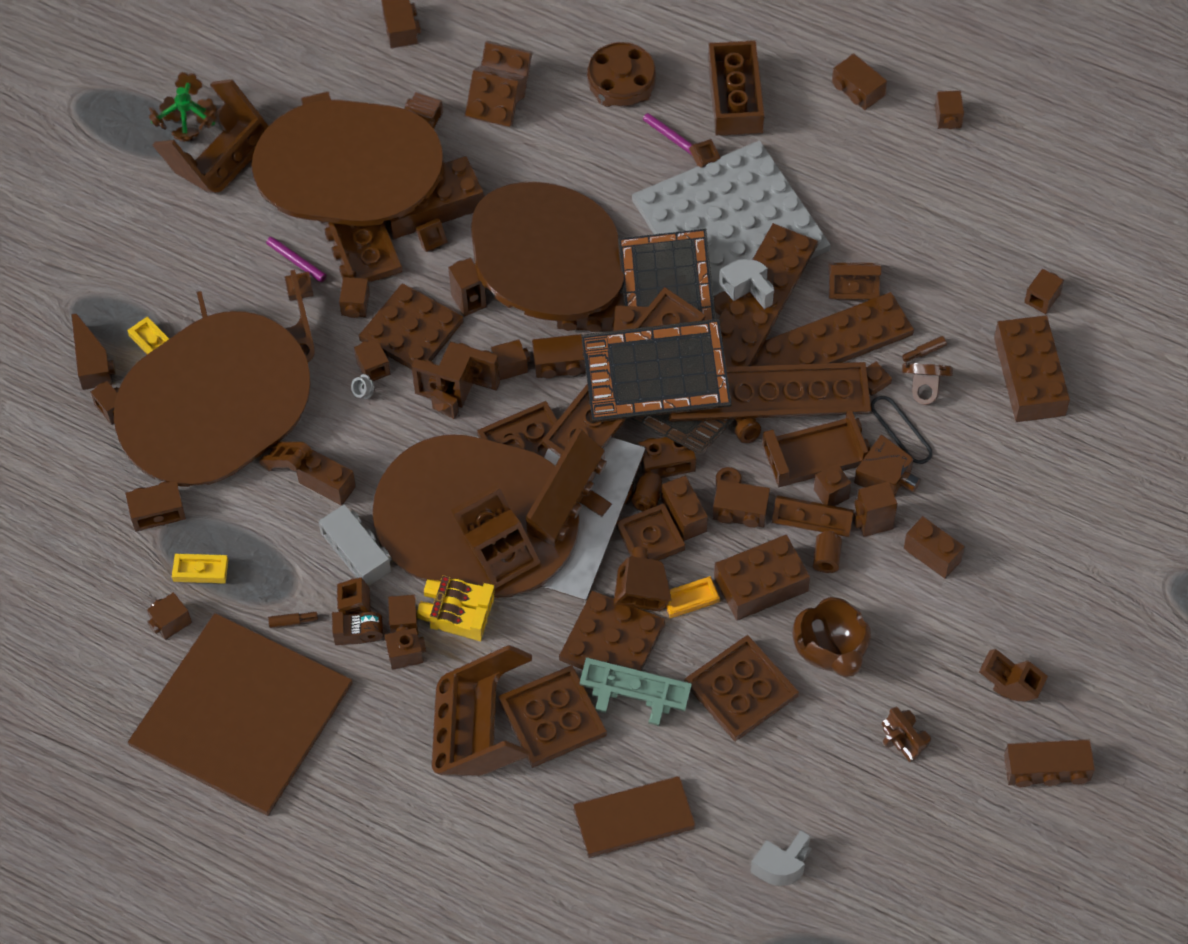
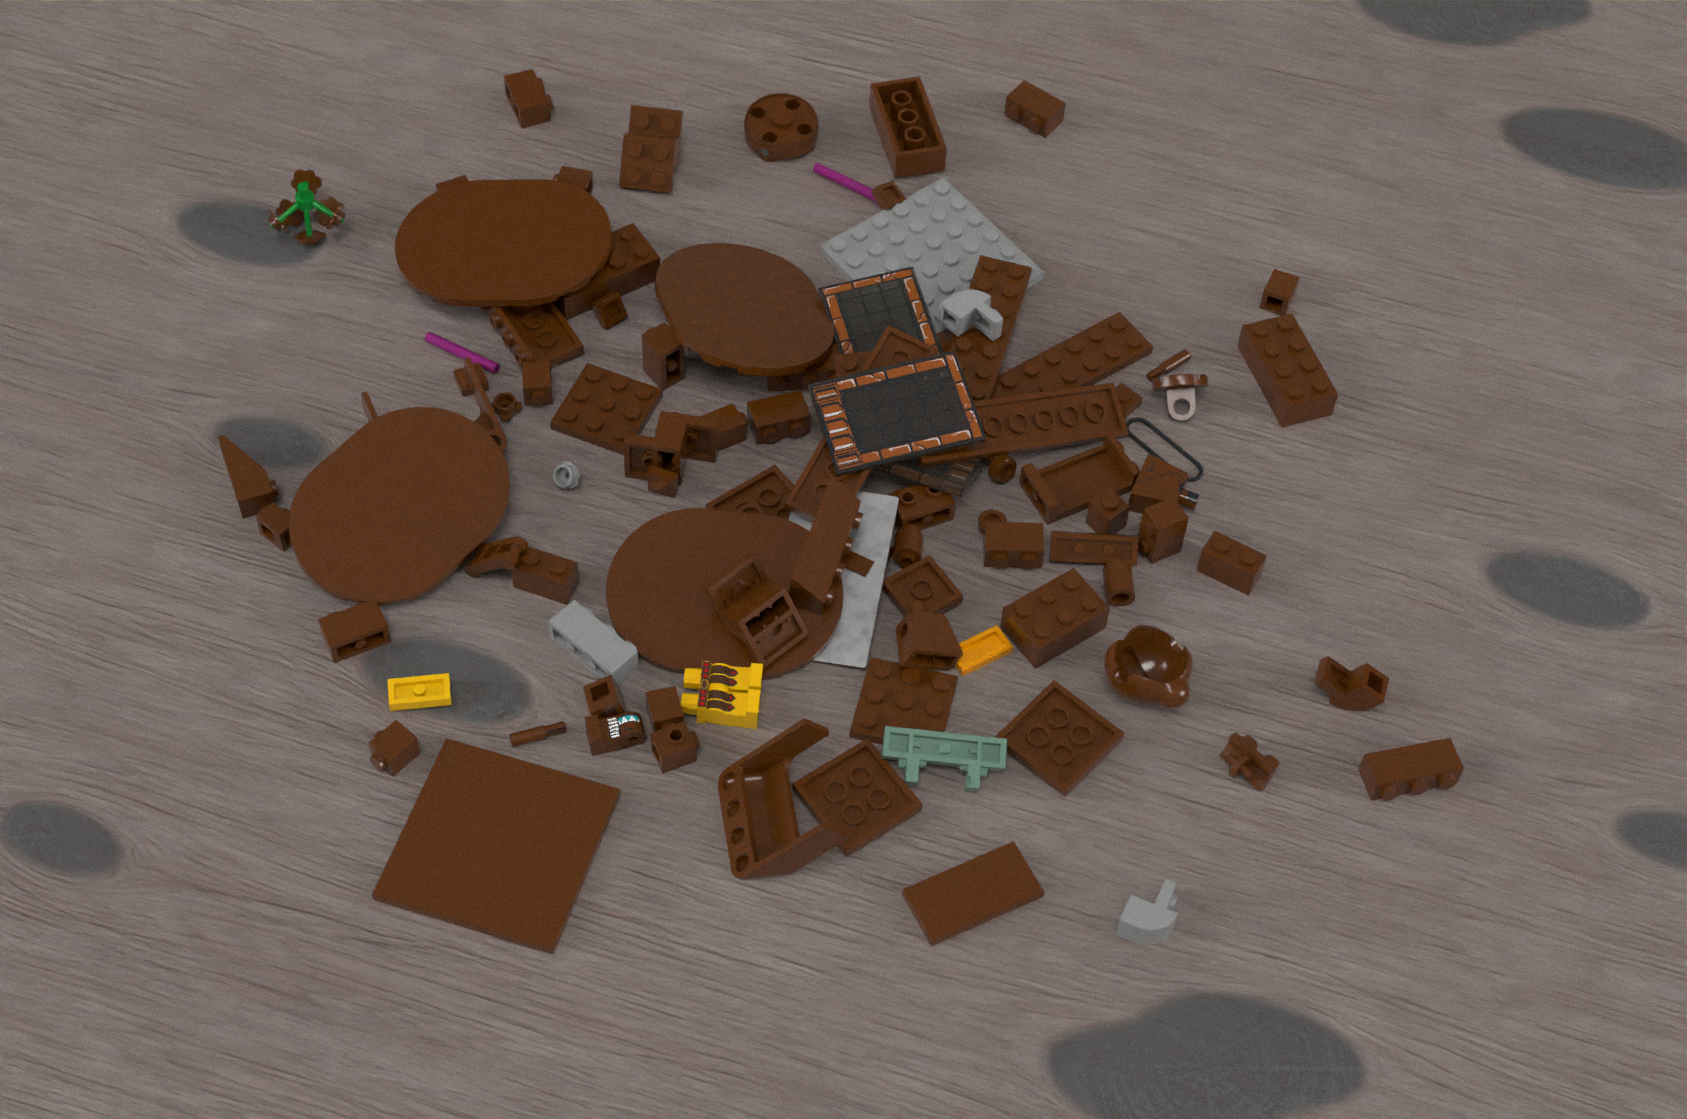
camera: 15 degrees left, 5 degrees down
(147, 335) = (308, 450): yellow plate -> none
(229, 151) = (363, 250): reddish brown windscreen -> none
(323, 309) = (509, 402): none -> reddish brown plate
(372, 359) = (571, 445): reddish brown brick -> none
(684, 508) = (954, 555): reddish brown brick -> none
(854, 280) = (1079, 303): reddish brown bracket -> none
(949, 109) = (1135, 126): reddish brown brick -> none

